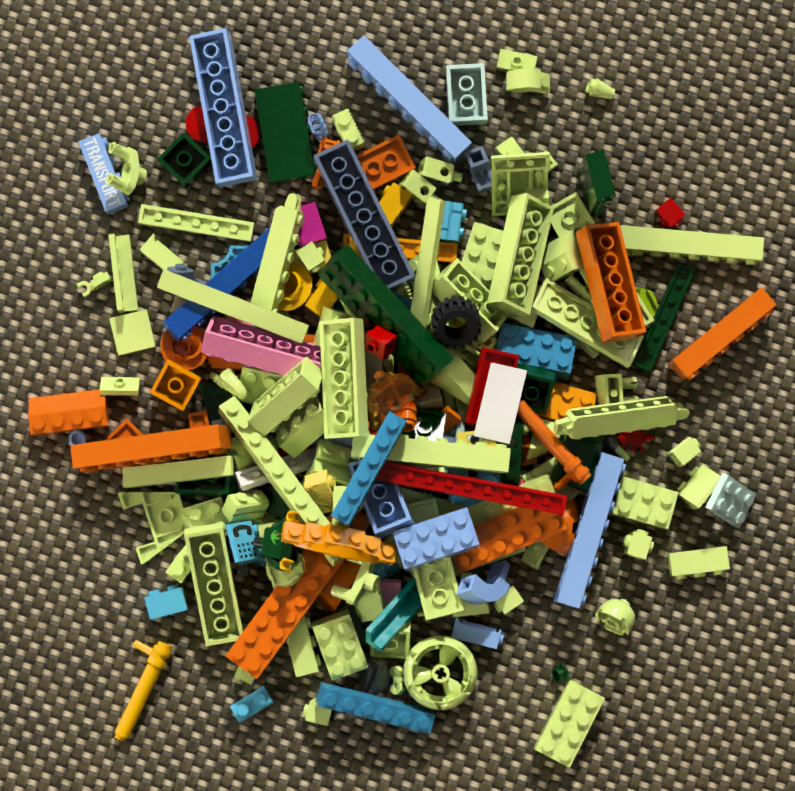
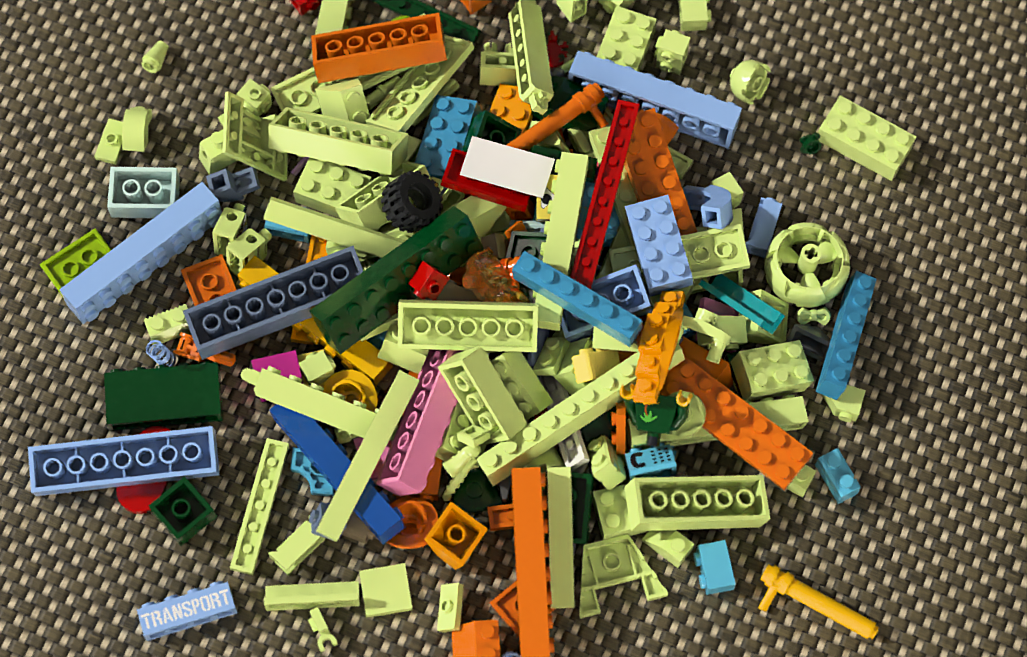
camera: 85 degrees left, 15 degrees down
(131, 172) = (191, 576): yellowish green connector -> none
(253, 392) = (473, 435): none -> yellowish green tile
(269, 515) = (619, 435): none -> orange plate
(402, 48) = (75, 259): none -> lime tile
(565, 173) = (256, 97): none -> yellowish green brick
(596, 183) = (267, 49): dark green brick -> none

